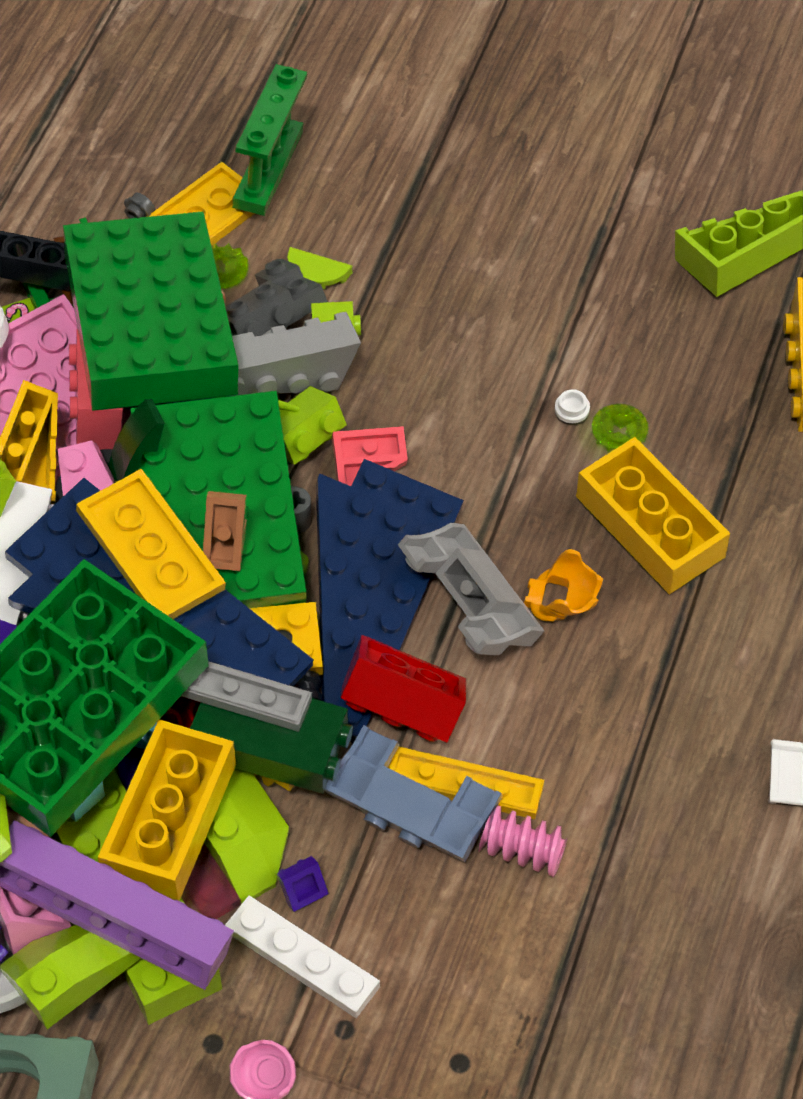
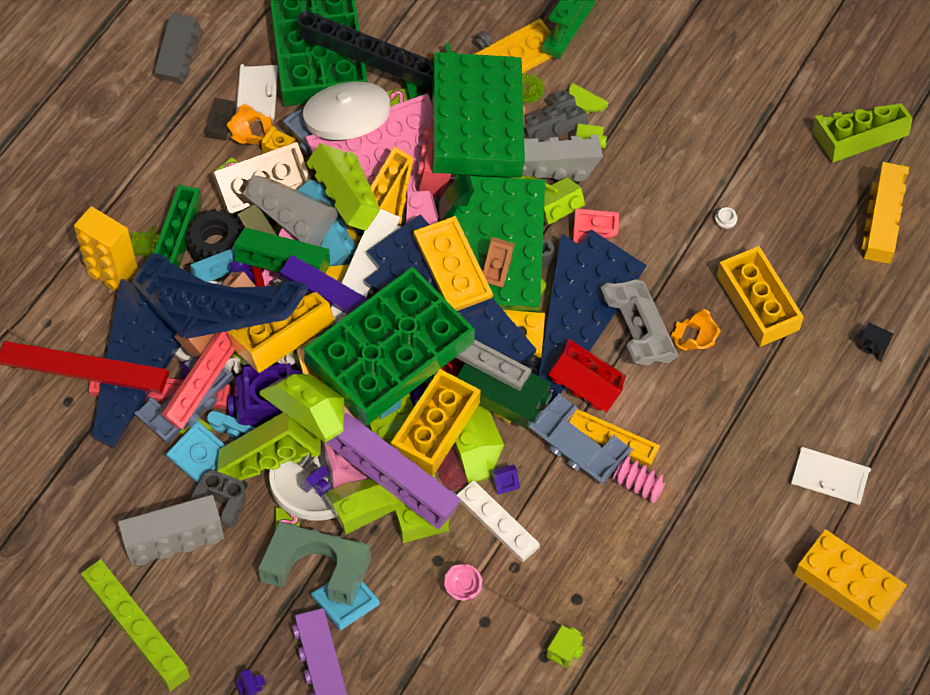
camera: 10 degrees right, 5 degrees up
(620, 416) = (755, 229): clear neon green gear -> none

